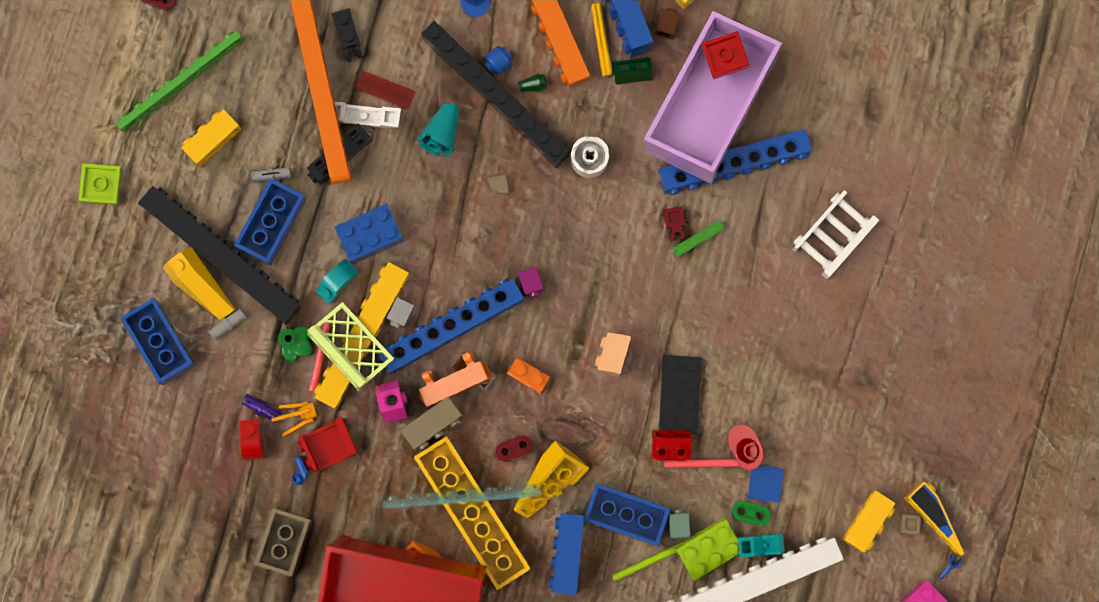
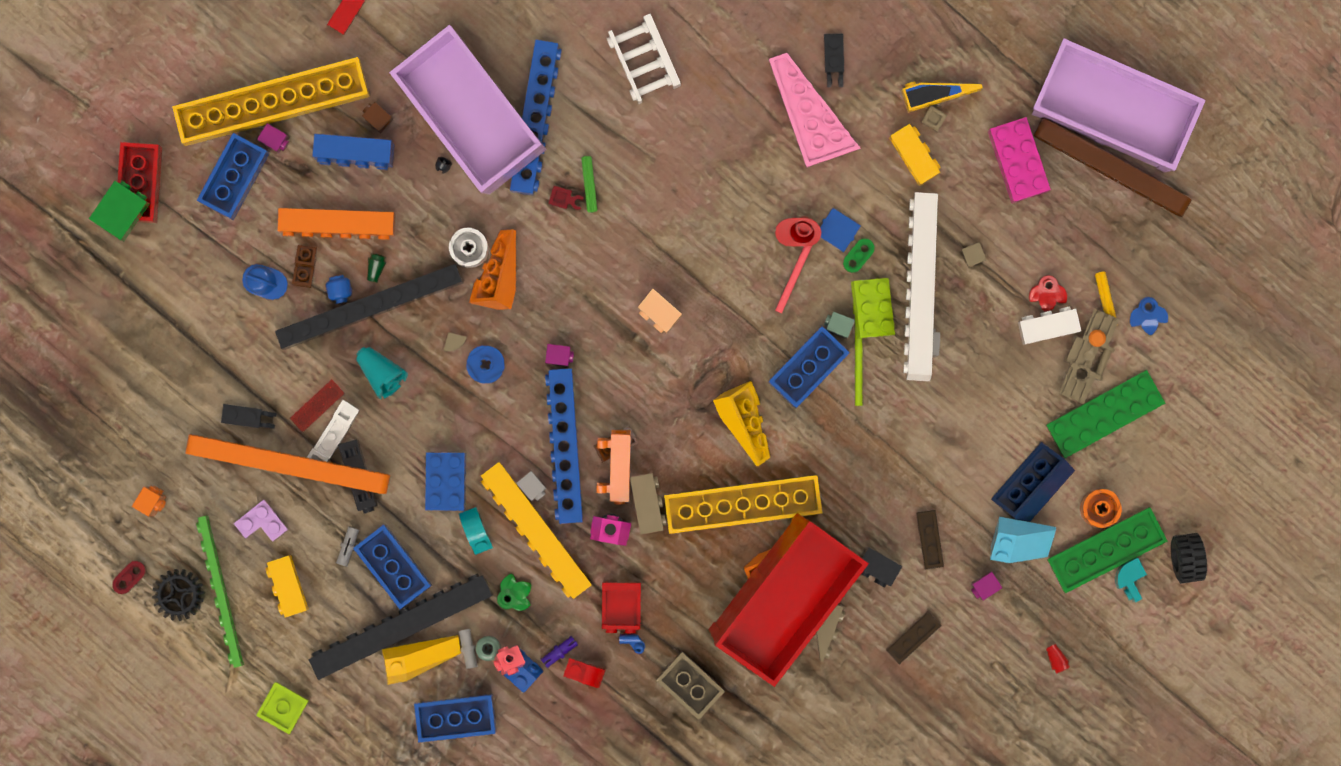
camera: 65 degrees left, 5 degrees up
(165, 40) = (181, 602): none -> black gear
(229, 338) = (485, 654): none -> sand green head
(229, 379) = (526, 674): none -> blue bracket
(238, 364) = (515, 658): none -> coral brick
(263, 87) = (264, 517): none -> lavender plate
(306, 412) = (581, 612): light orange plant -> none
(319, 361) = (535, 576): coral bar -> none
(337, 357) = (547, 561): yellowish green fence -> none
(452, 497) = (728, 498): clear light blue plate -> none
(489, 210) = (483, 375): none -> blue plate
(505, 22) = (304, 266): none -> reddish brown slope
(514, 448) = (702, 440): dark red plate -> none
(528, 375) = (643, 397): orange brick -> none
(567, 554) = (819, 436): blue brick -> none
(572, 197) = (498, 281): none -> orange wedge
(601, 39) = (363, 185): yellow axle -> none
(632, 70) = (405, 170): dark green slope -> none
(654, 100) = (443, 164): none -> black hinge
(671, 445) = (765, 298): red brick -> none
(680, 393) = (723, 268): black plate -> none
(725, 55) = (437, 81): red tile -> none
(761, 545) = (891, 260): teal brick -> none
(854, 412) = (813, 122): none -> bright pink wing
(921, 405) = (834, 57): none -> black hinge
(952, 564) = (986, 99): blue hand -> none

